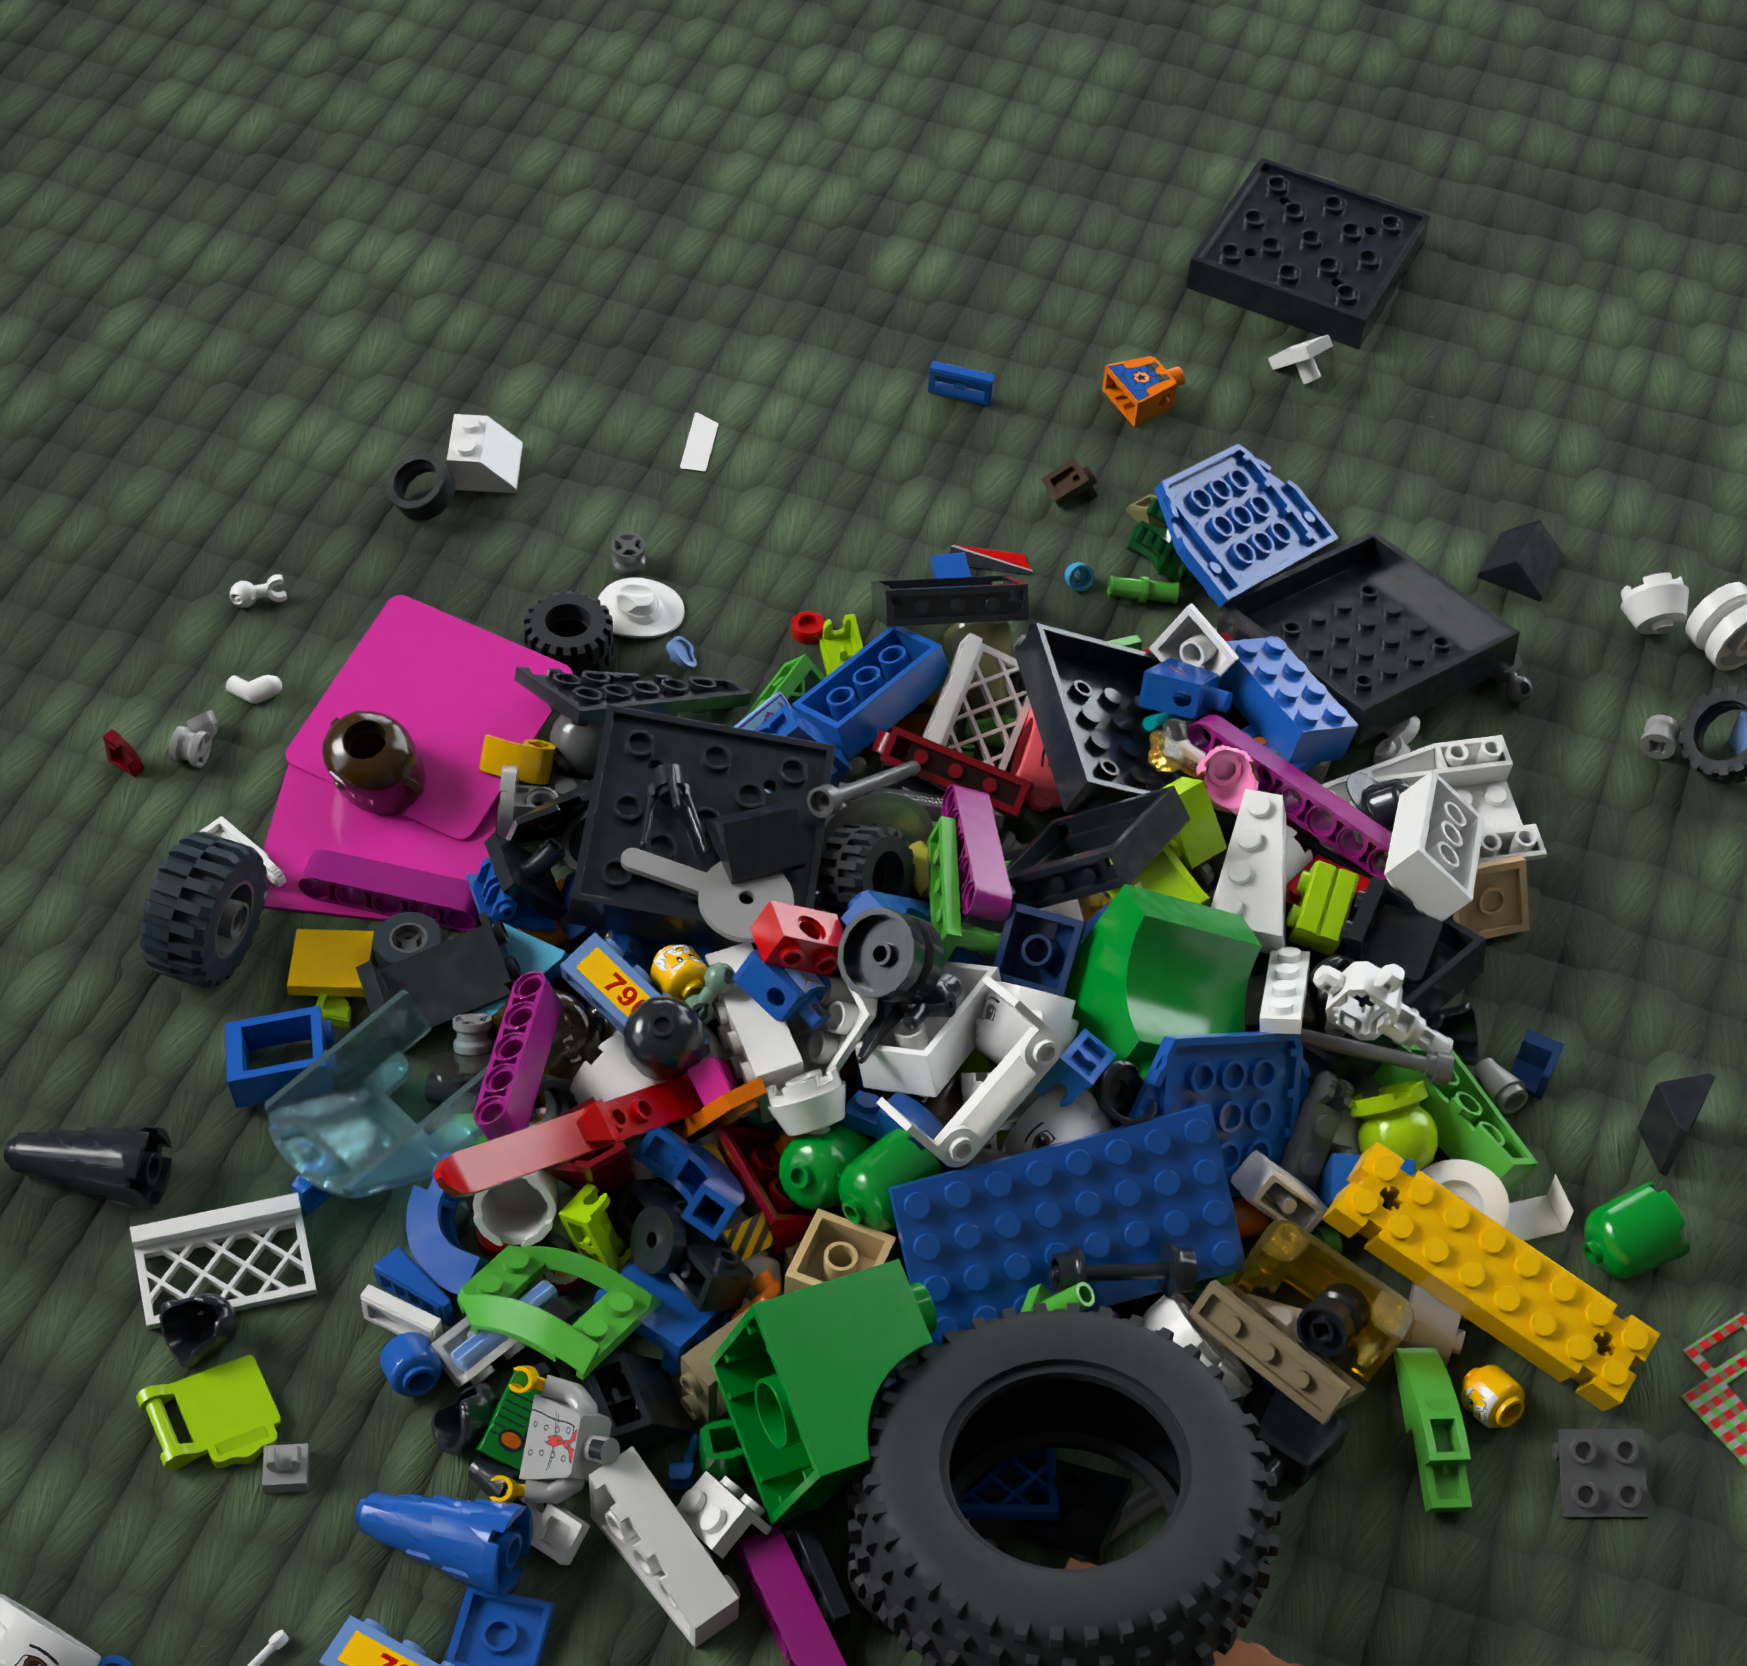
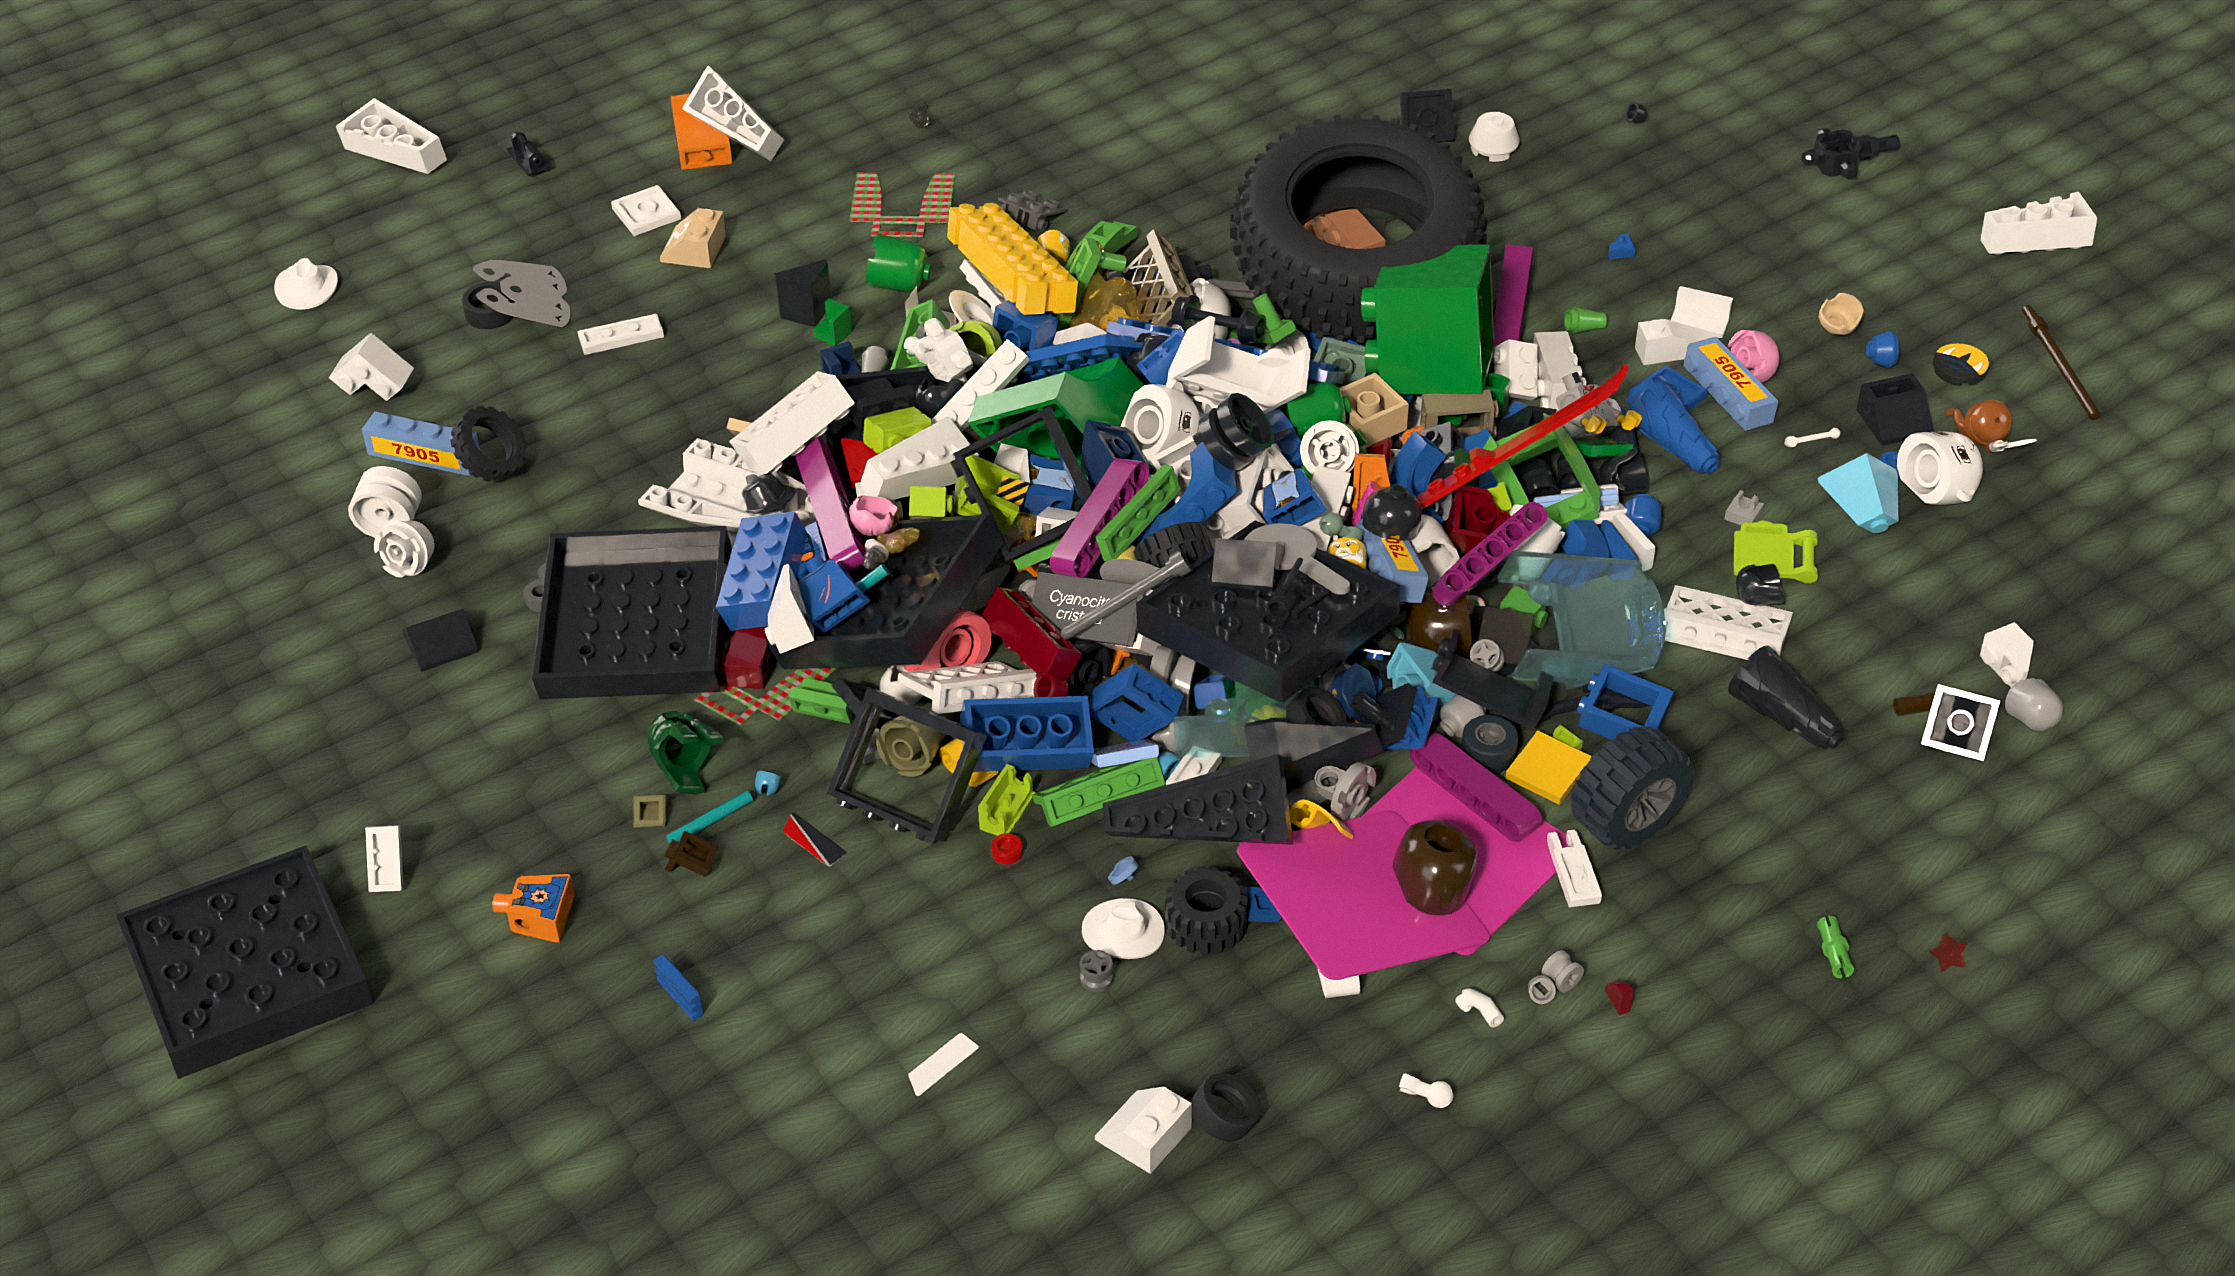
camera: 140 degrees left, 5 degrees down
(122, 1565) = (1865, 491): none -> medium azure slope
(798, 938) = (1273, 489): red brick -> none
(950, 565) = (855, 836): blue tile -> none
(1095, 527) = (712, 816): none -> teal bar
(1143, 589) = (735, 748): bright green pin -> none
(1239, 523) = (629, 714): plate -> none
(1354, 1253) = (1082, 270): none -> bright green piece
(1609, 1121) = (835, 325): none -> green panel
(1660, 737) = (519, 483): light grey wheel -> none

